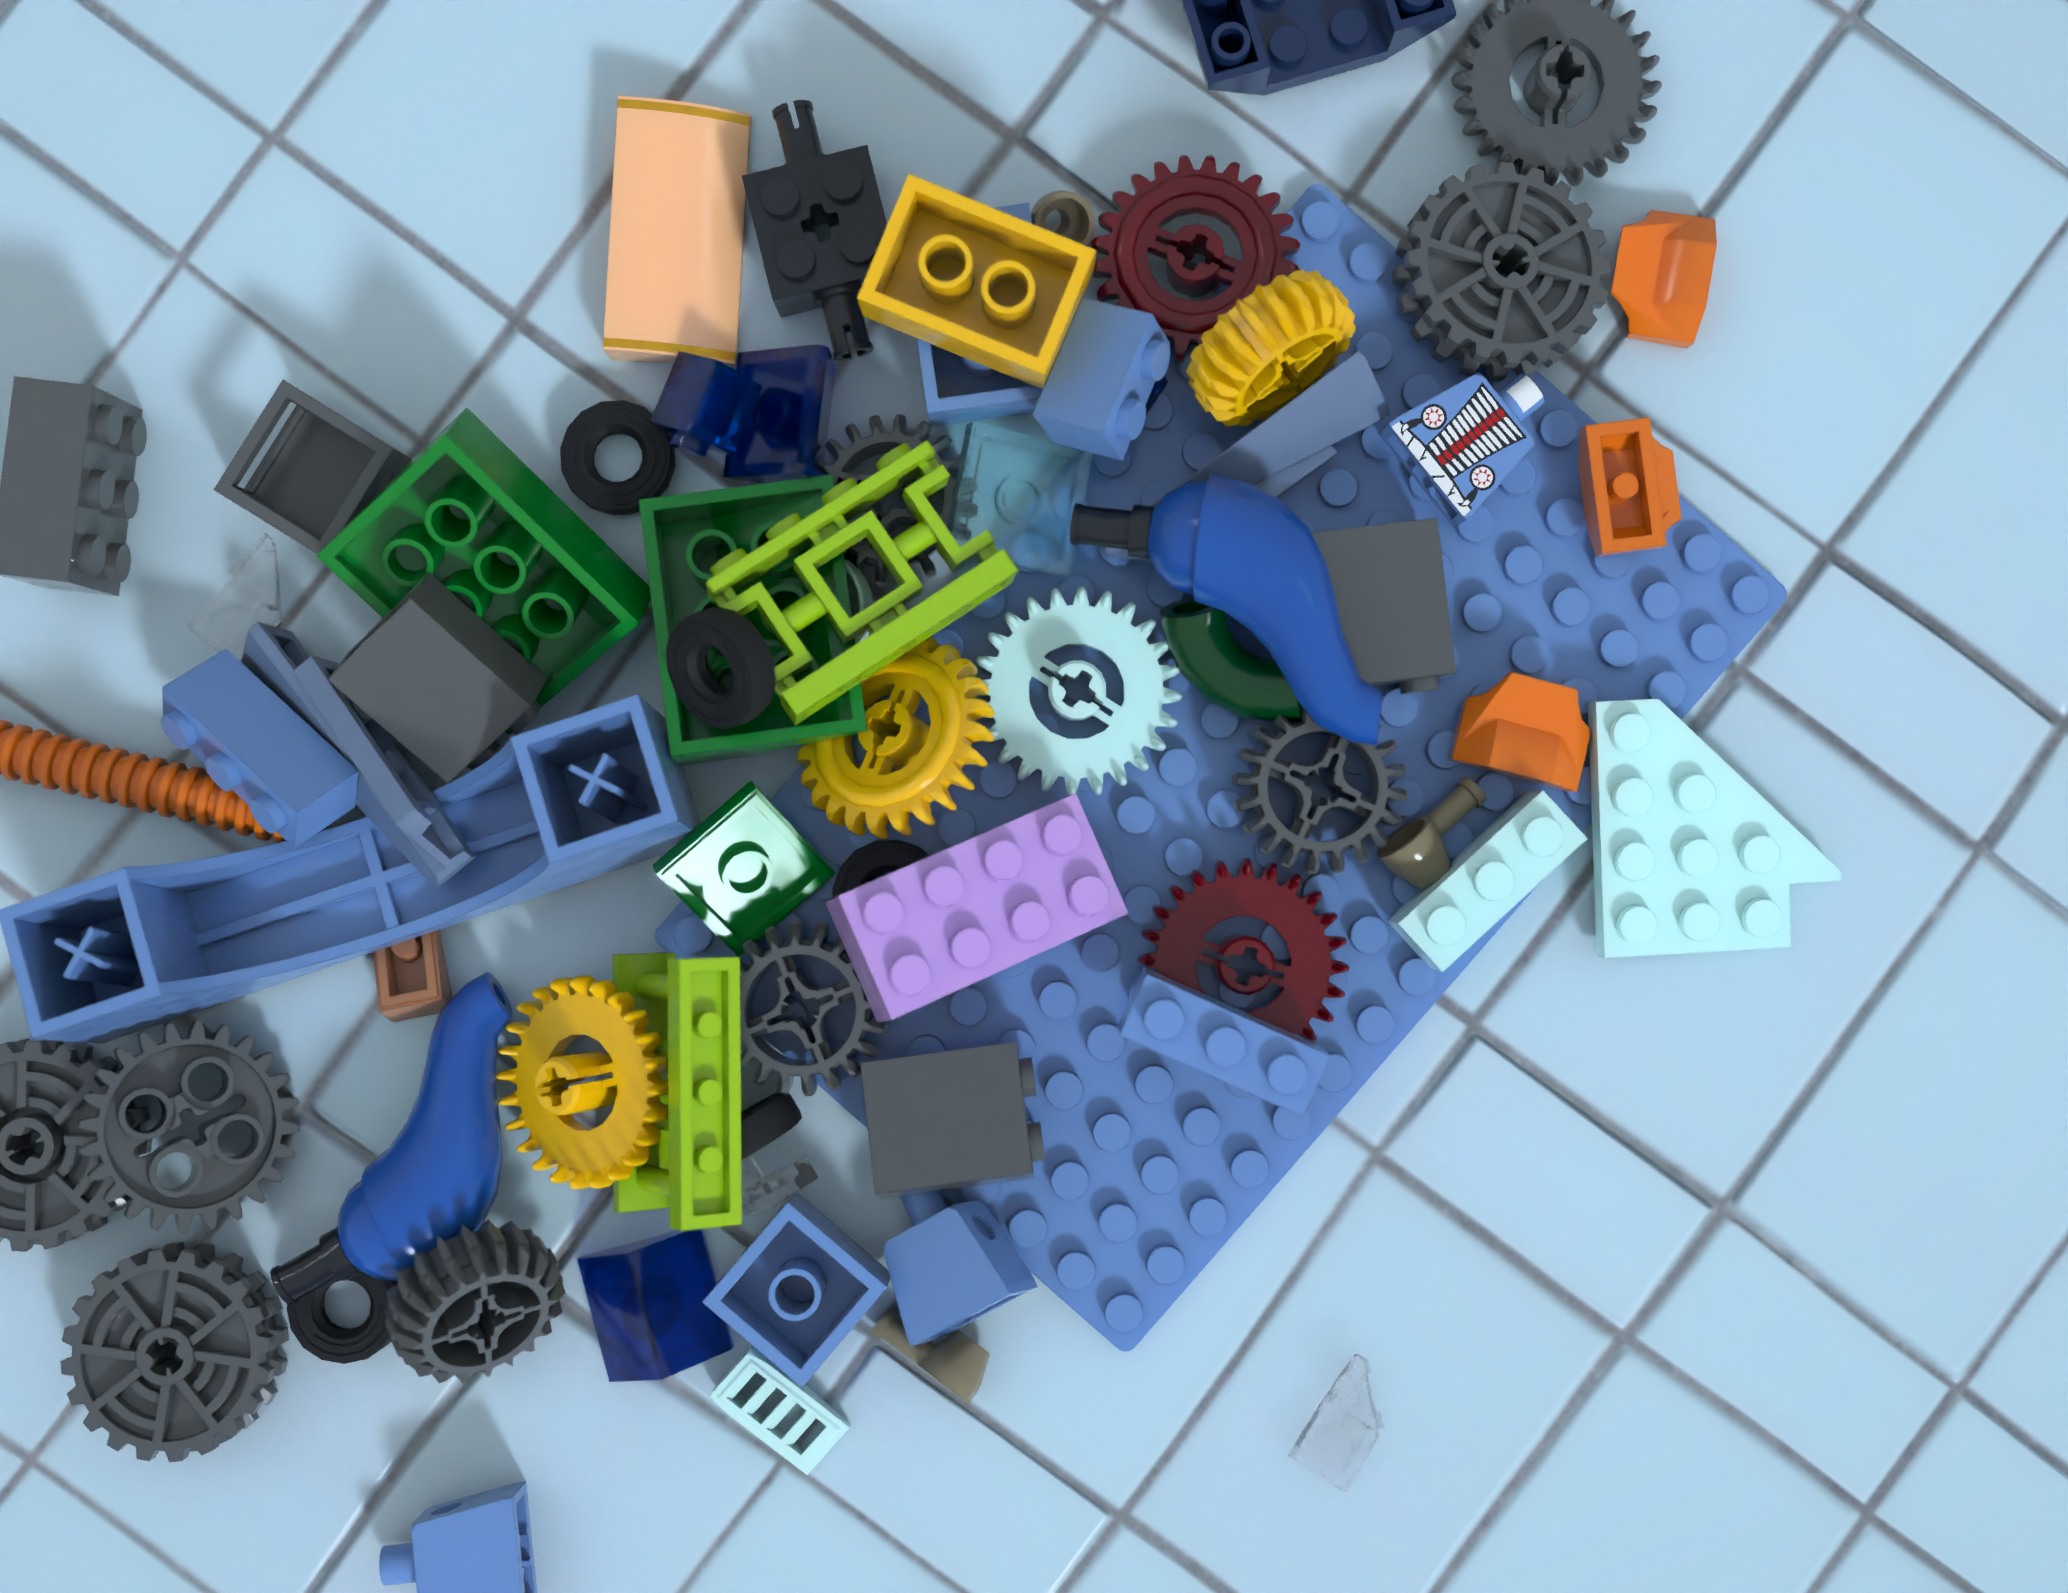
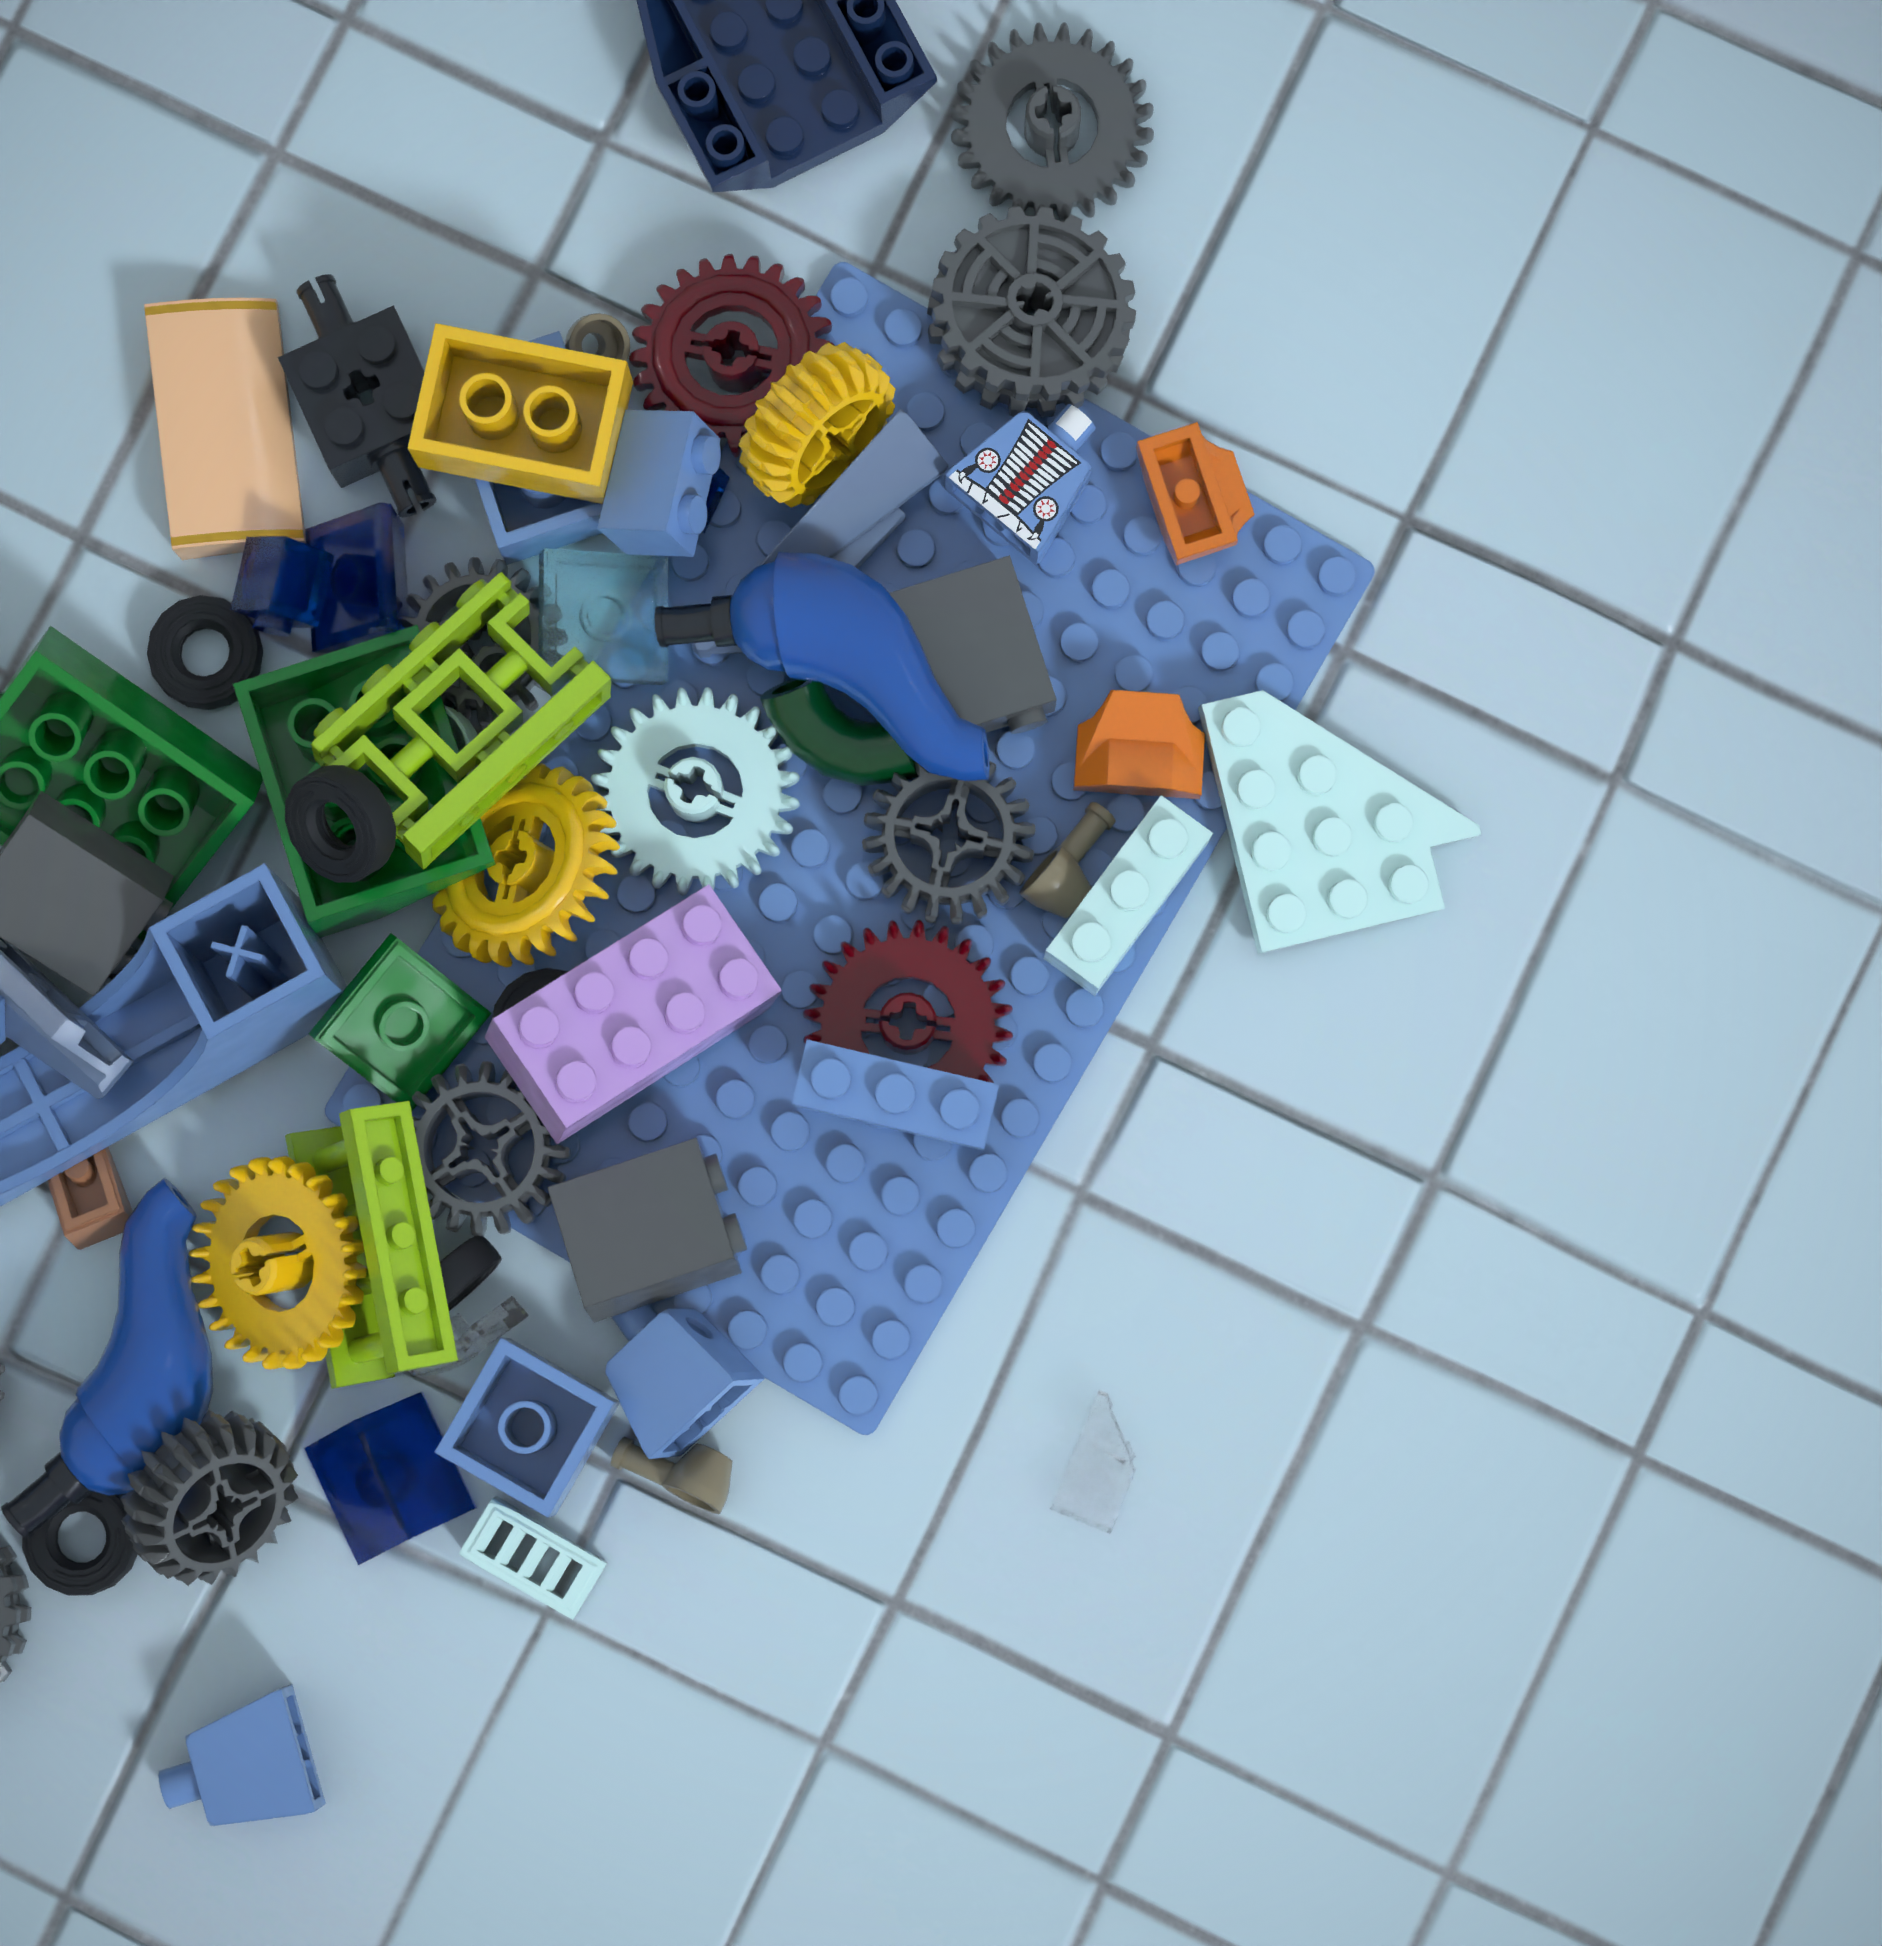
camera: 10 degrees left, 5 degrees down
(1665, 276) = (1190, 287): orange slope -> none

